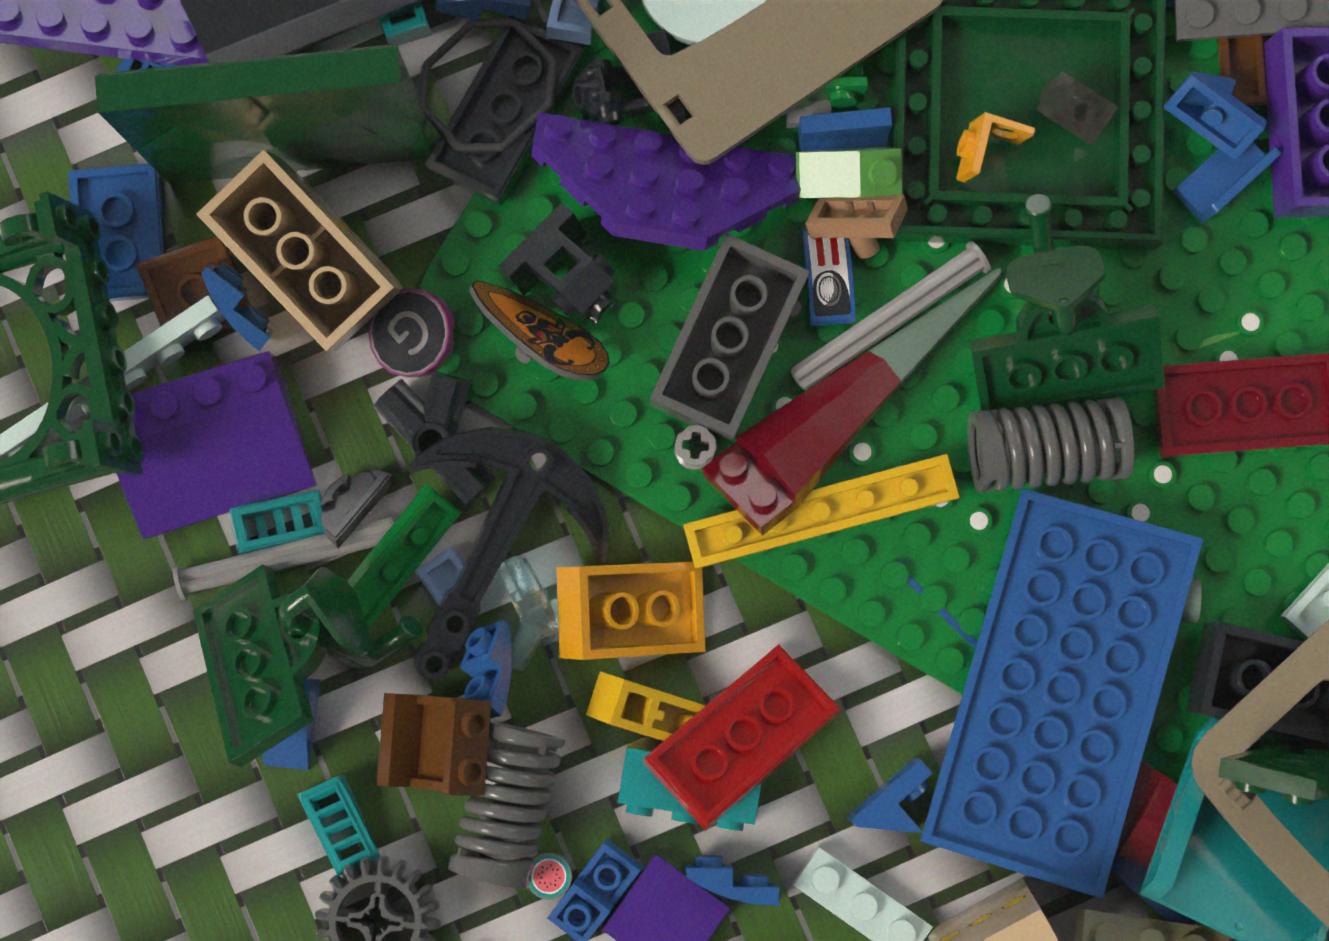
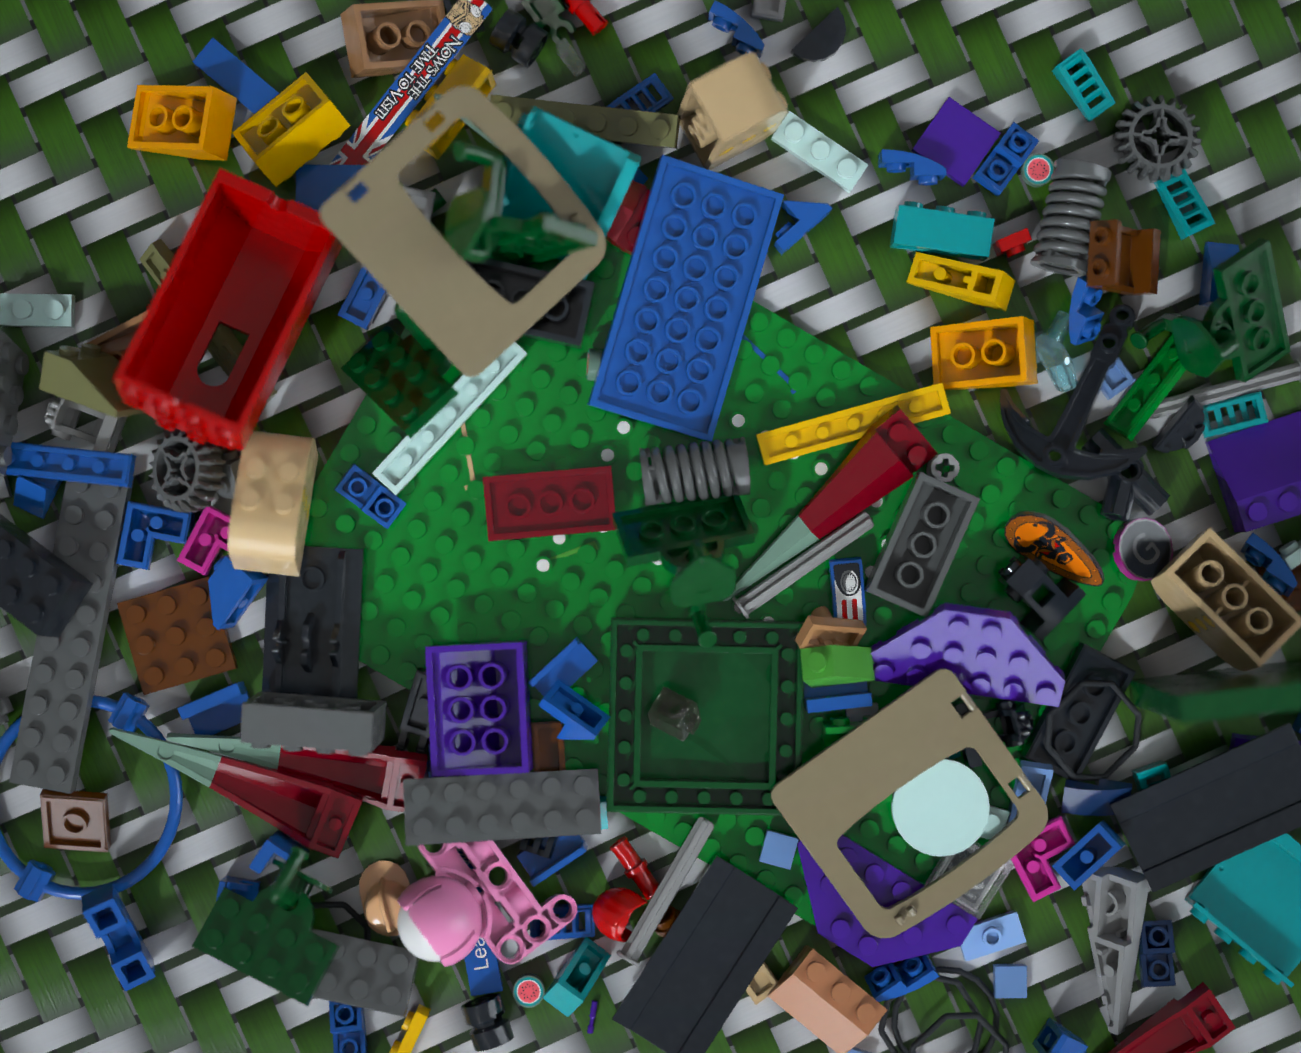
camera: 175 degrees left, 5 degrees up
(588, 768) = (1012, 244): none -> red plate
(741, 737) = (908, 265): red tile -> none
(974, 141) = (749, 688): light orange bracket -> none

